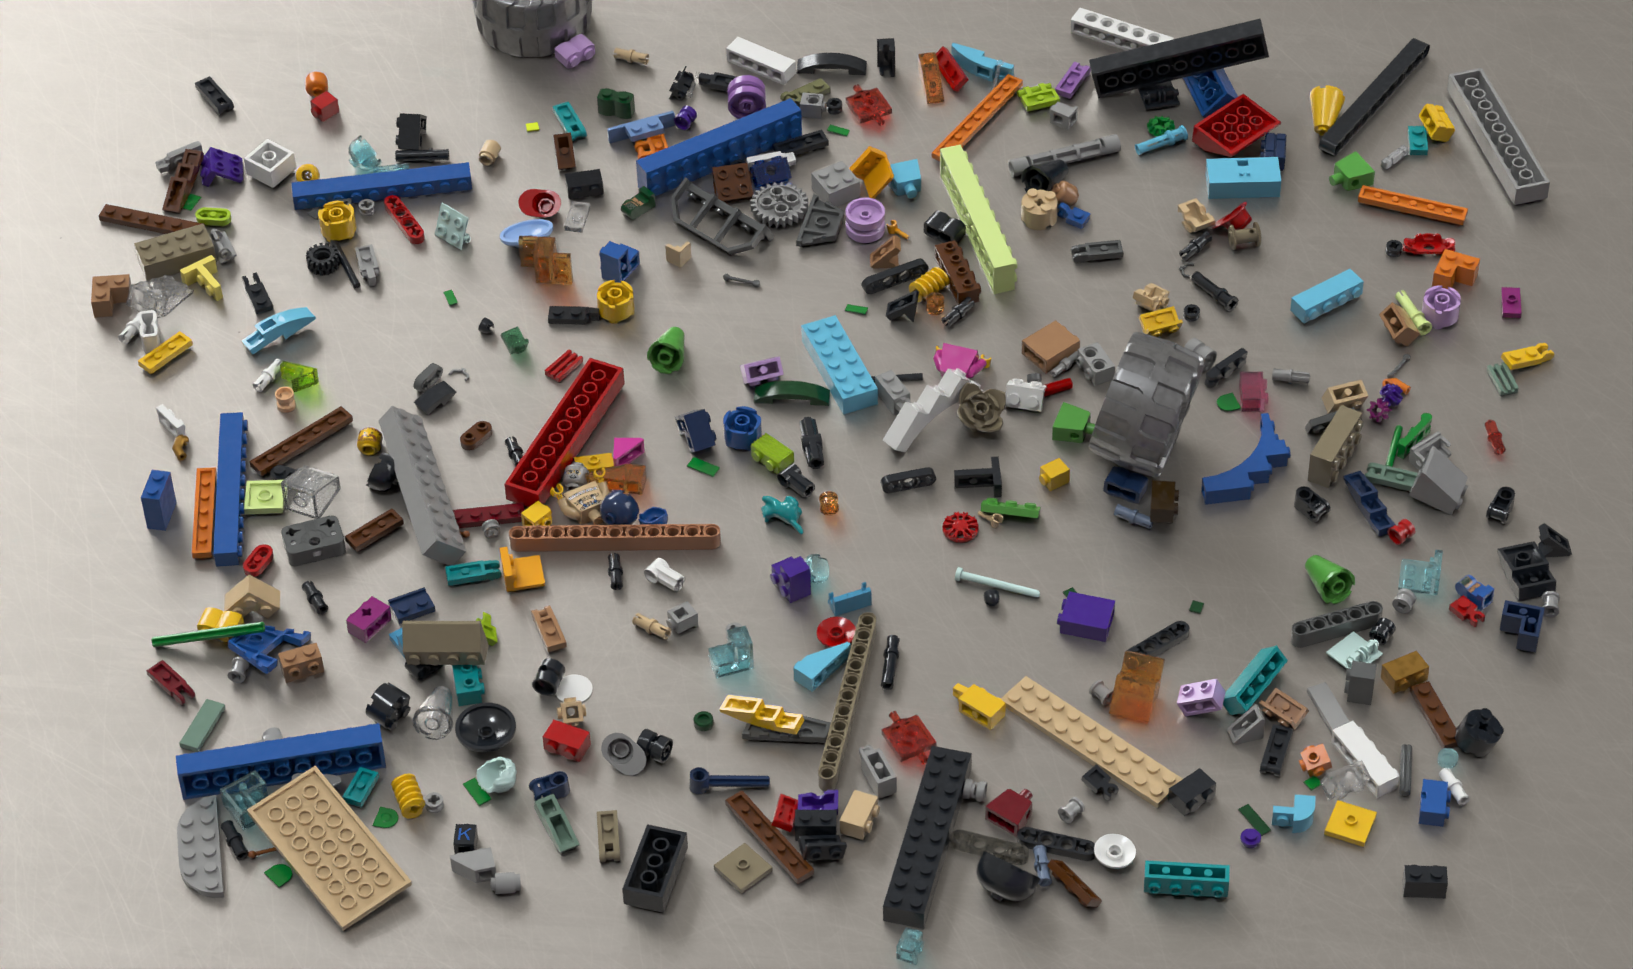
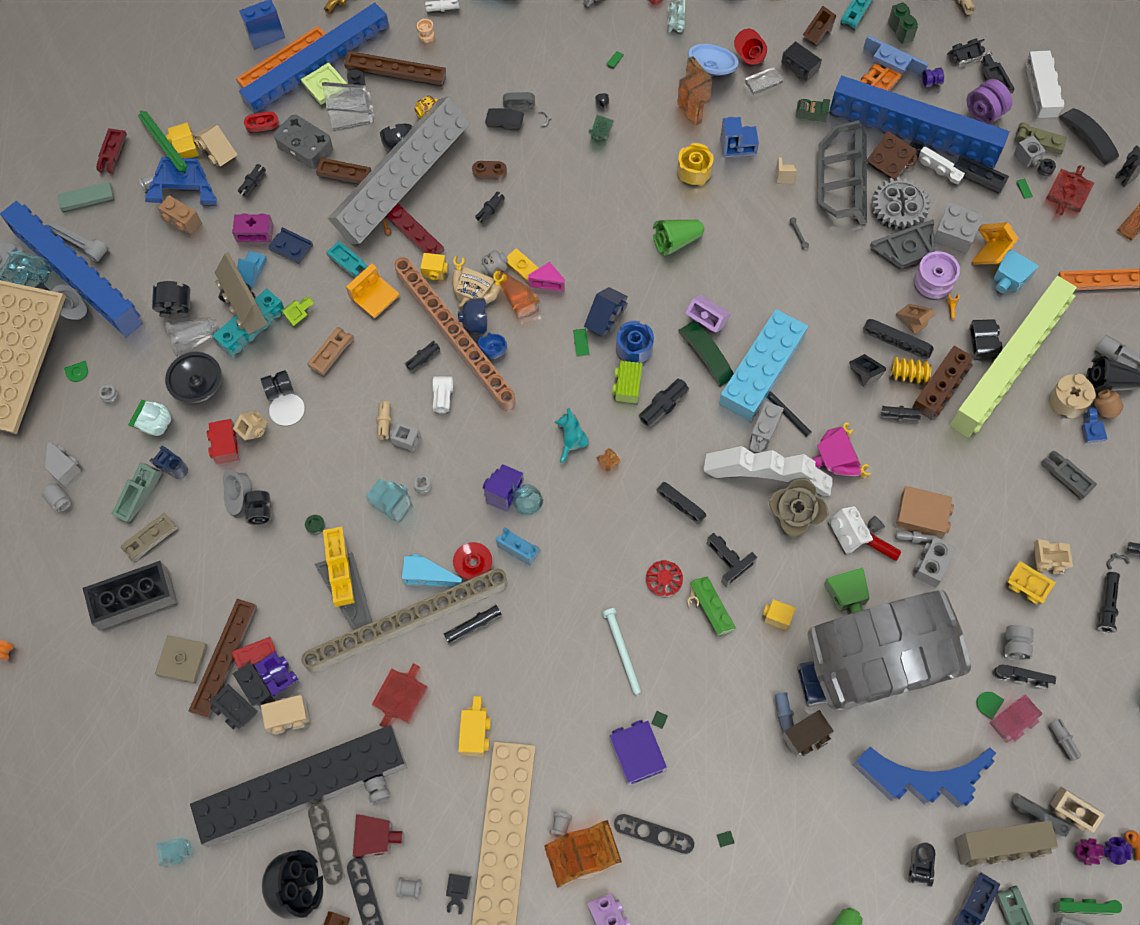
camera: 55 degrees right, 20 degrees up
(299, 375) = (454, 24): clear neon green slope -> none
(360, 787) = (89, 335): teal plate -> none
(408, 795) = (97, 371): yellow piece -> none
(465, 838) = (80, 440): black brick -> none
(491, 528) = (401, 244): light grey bush -> none
(561, 364) = (606, 174): red tile -> none
(564, 433) = (531, 225): red brick -> none
(572, 315) = (661, 146): black hinge -> none
(701, 781) = (260, 586): dark blue axle -> none
(762, 178) = (916, 173): clear blue brick -> none
(793, 478) = (614, 415): black piece -> none
(857, 309) = (841, 335): green piece -> none
(878, 771) = (341, 695): light grey hinge -> none
(935, 303) = (894, 384): clear orange wheel -> none
(991, 597) = (601, 658): black hinge -> none
(1040, 865) = (332, 903): sand blue pin -> none
(1190, 309) = (1071, 596): black bush -> none
(1393, 447) = (1056, 895): green bar -> none

